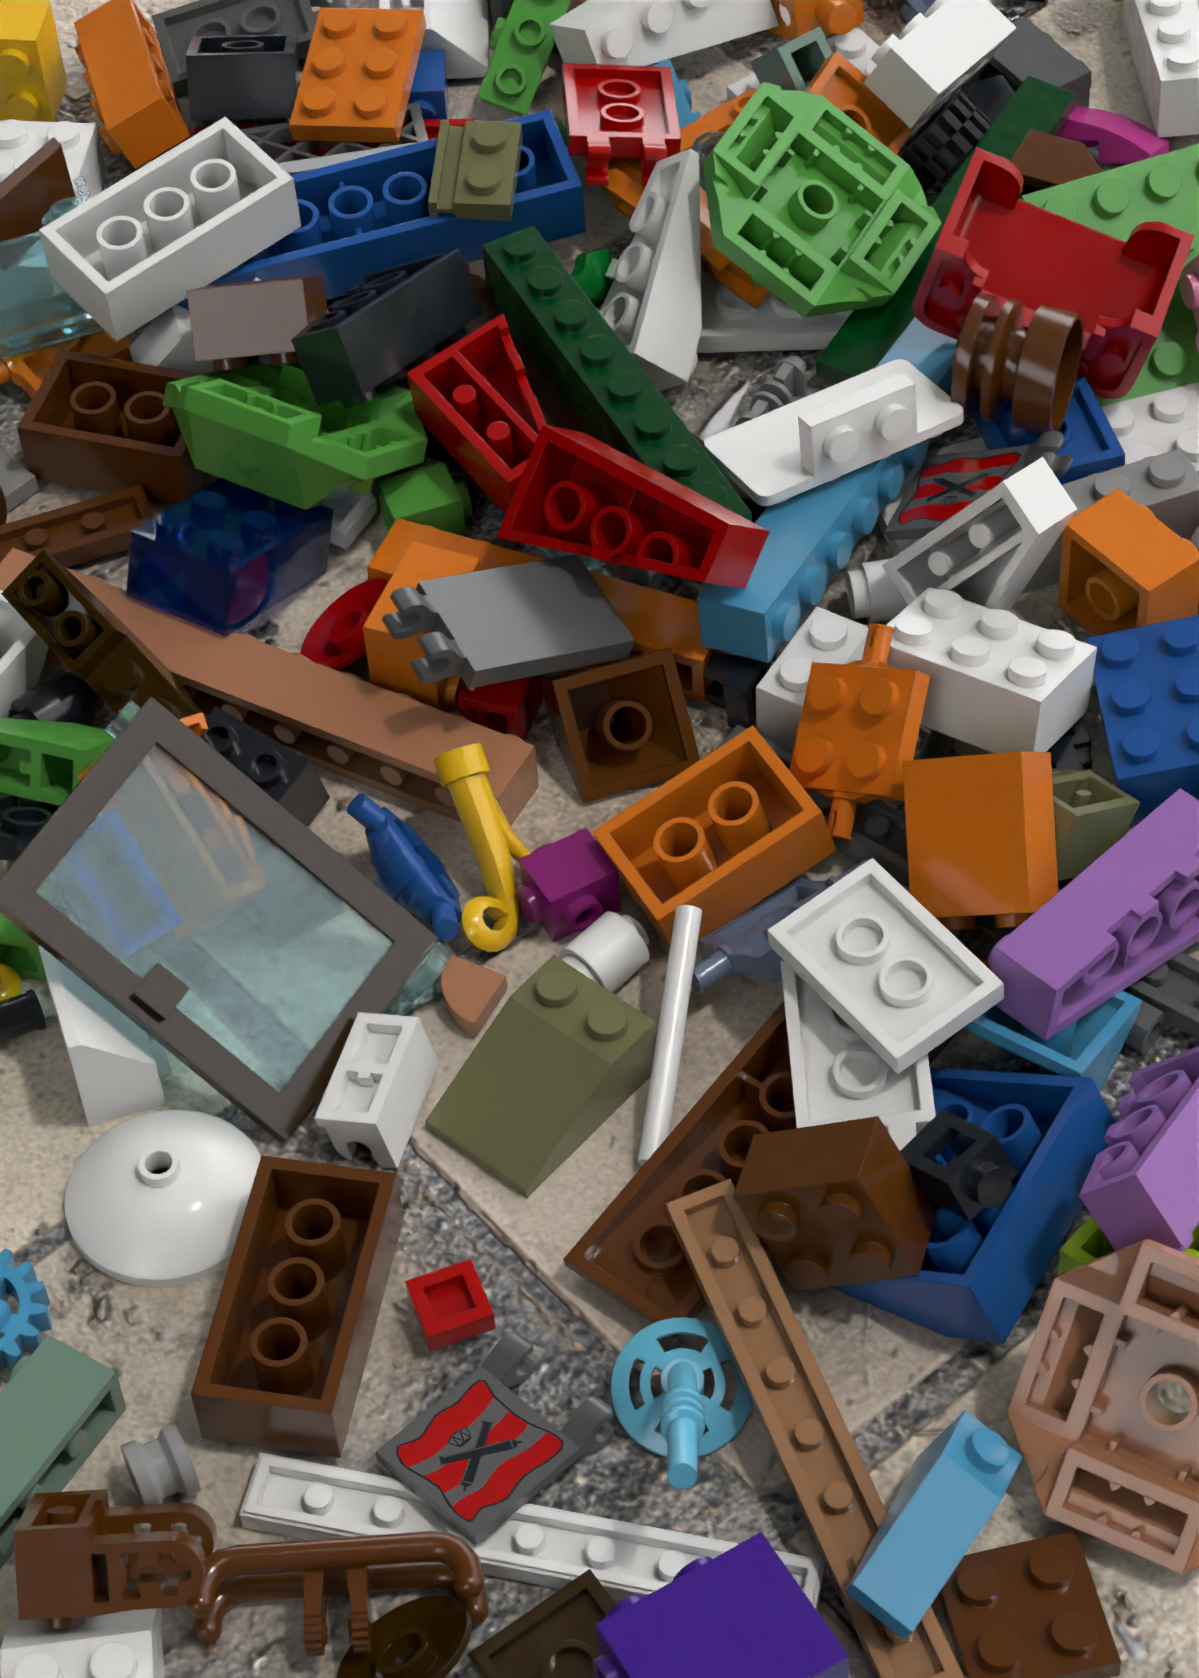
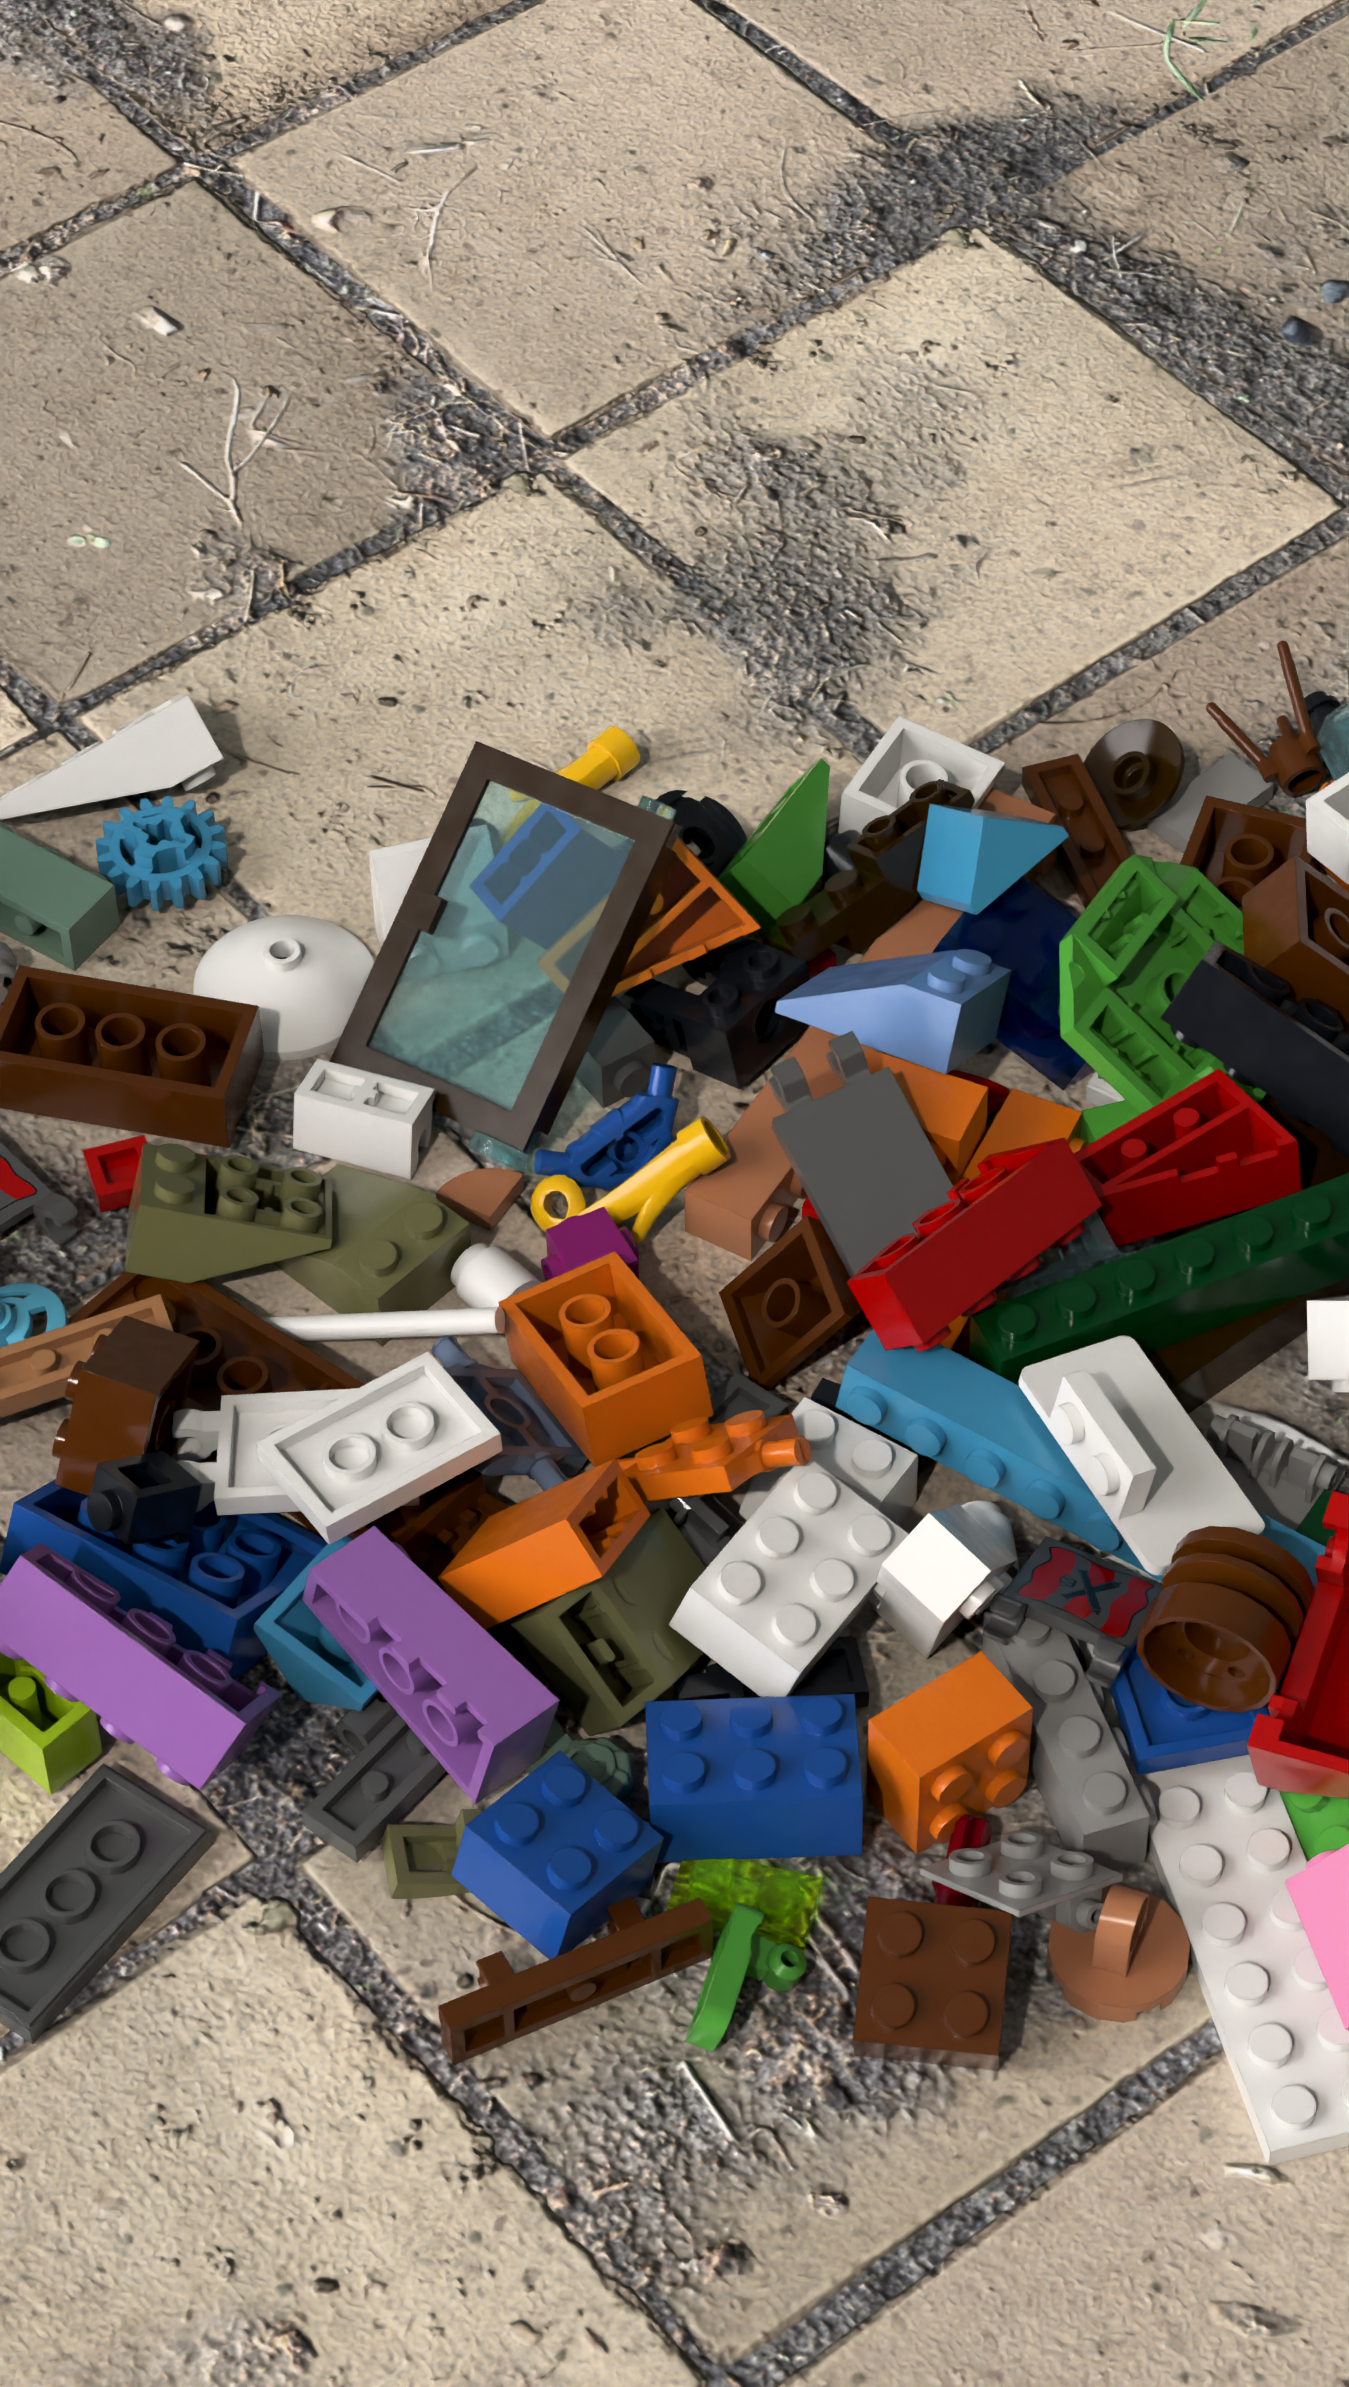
camera: 90 degrees right, 0 degrees up
(130, 540) = (979, 854): none -> dark azure slope
(300, 607) = (913, 1007): none -> medium blue slope
(536, 1184) = (221, 1215): none -> olive slope

